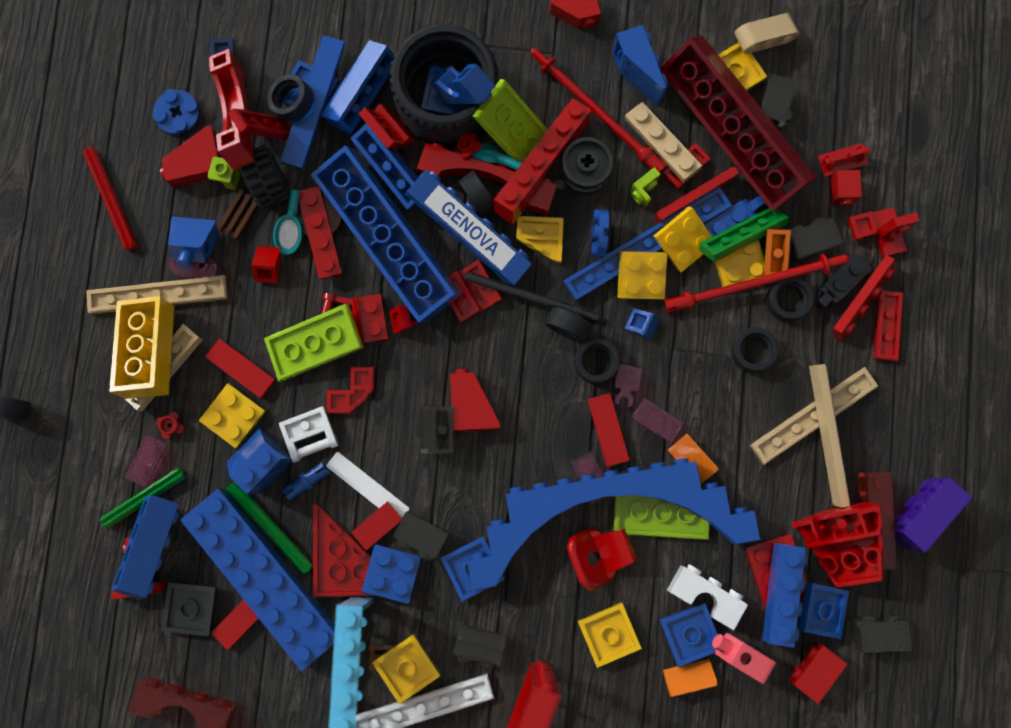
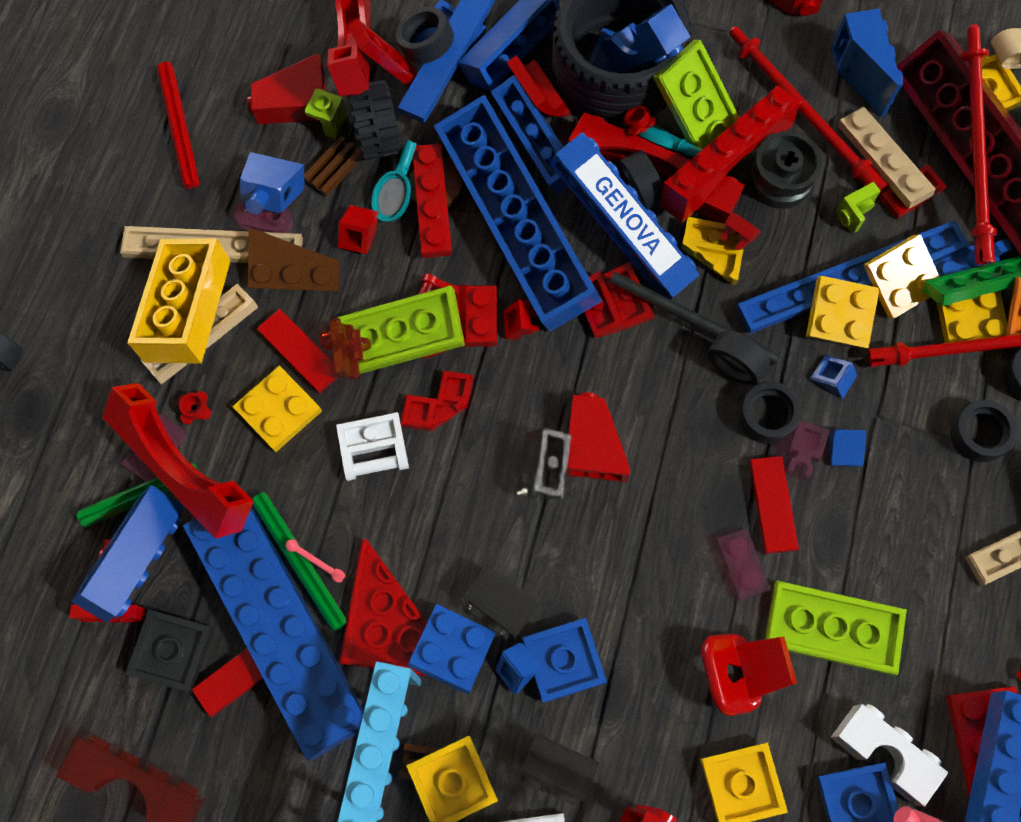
camera: 10 degrees right, 10 degrees down
(128, 446) = (216, 505): none -> red arch
(171, 101) = (278, 25): blue plate -> none
(220, 304) = (284, 265): none -> reddish brown wing
(257, 463) = (302, 472): blue slope -> none
(275, 365) = (347, 349): none -> clear red hips
(300, 533) = (336, 574): none -> coral hinge
(306, 481) = (358, 507): blue pin -> none
(364, 484) = (438, 529): white sticker -> none
(376, 525) = (442, 581): red tile -> none
(439, 579) = (517, 667): none -> blue slope
(559, 221) = (737, 224): none -> red tile
(599, 232) = (794, 254): blue plate -> none
(656, 379) = (847, 448): none -> blue slope
(657, 420) = (842, 502): clear pink plate -> none
(673, 484) = (855, 586): blue arch -> none
(687, 448) = (886, 562): orange slope -> none
(719, 181) = (960, 212): red tile -> none
(739, 196) = (983, 231): none -> red bar

